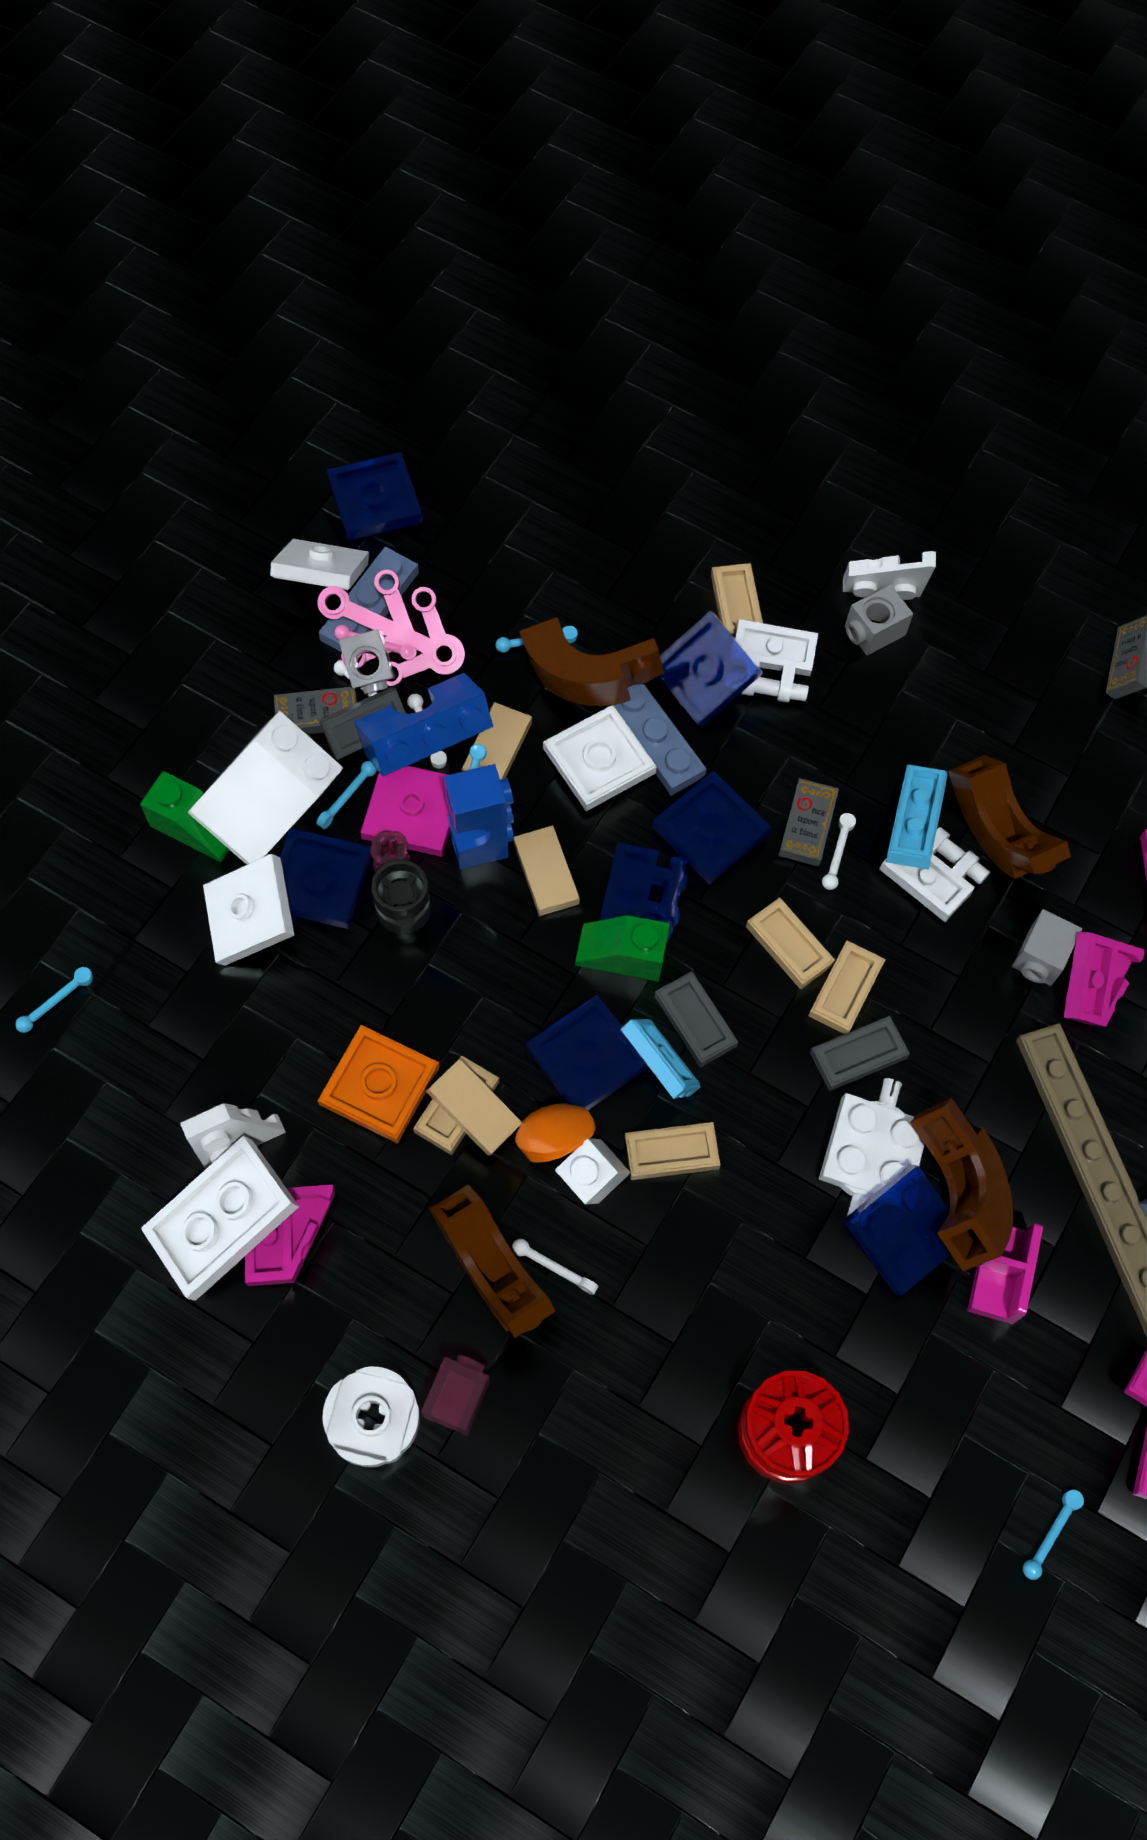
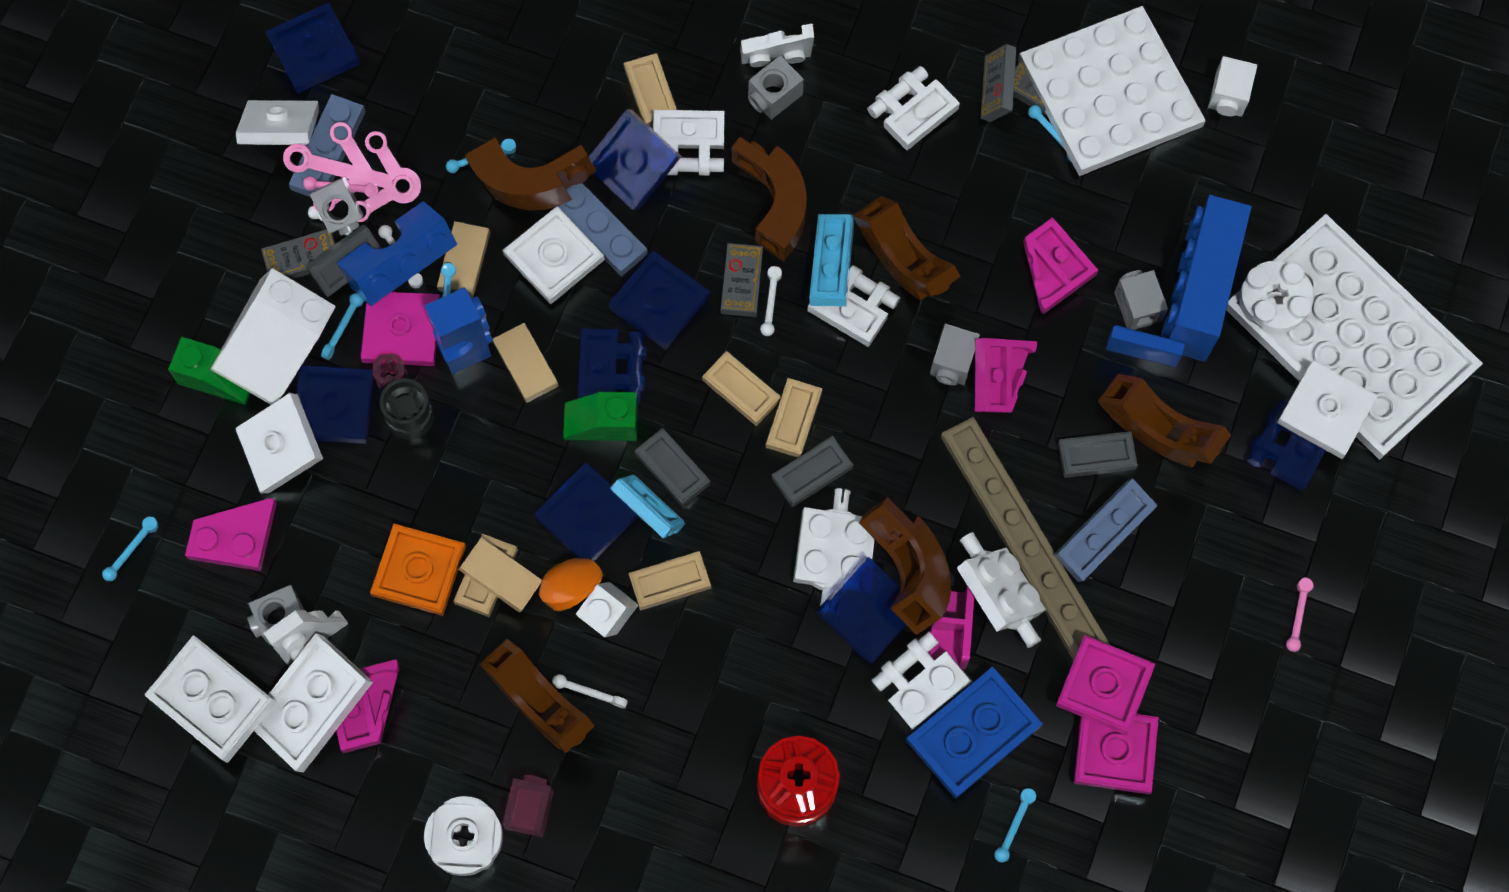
camera: 10 degrees left, 5 degrees up
(105, 1192) = (210, 699): none -> white tile
(174, 1006) = (233, 536): none -> dark pink wing
(189, 1094) = (261, 608): none -> light grey brick
(876, 730) = (779, 173): none -> reddish brown arch
(968, 1341) = (929, 689): none -> white plate
(1016, 1406) = (974, 732): none -> blue plate
(1035, 677) = (920, 114): none -> white plate
(1074, 1235) = (1001, 589): none -> white plate

